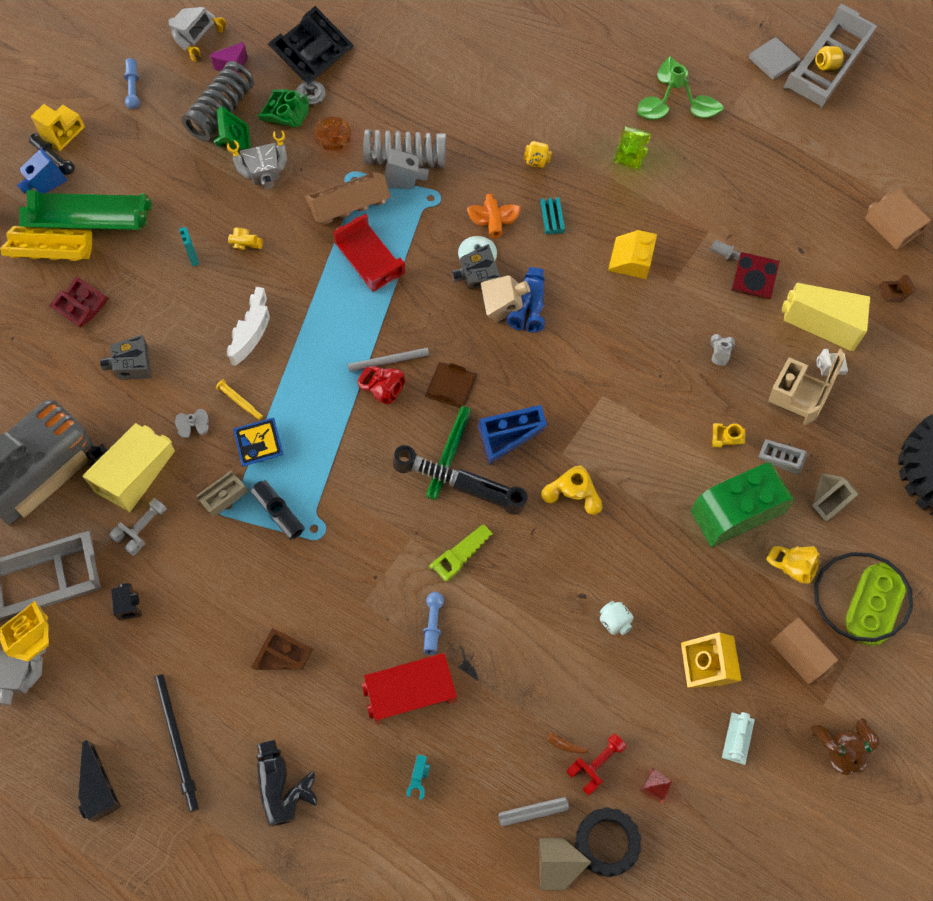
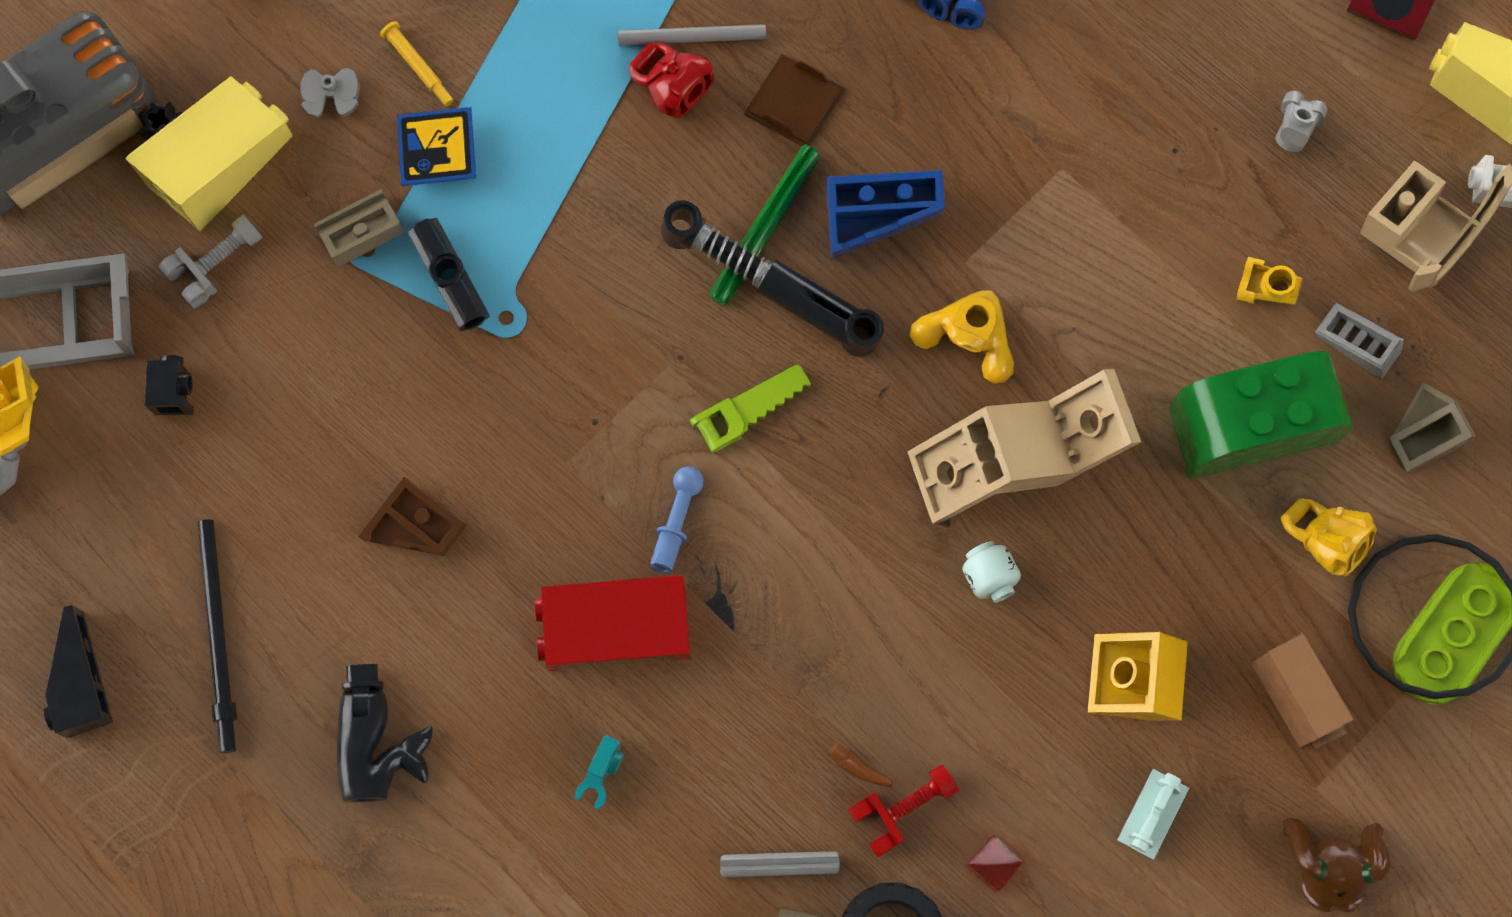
camera: 15 degrees right, 10 degrees up
(618, 544) = (1023, 446): none -> tan bracket

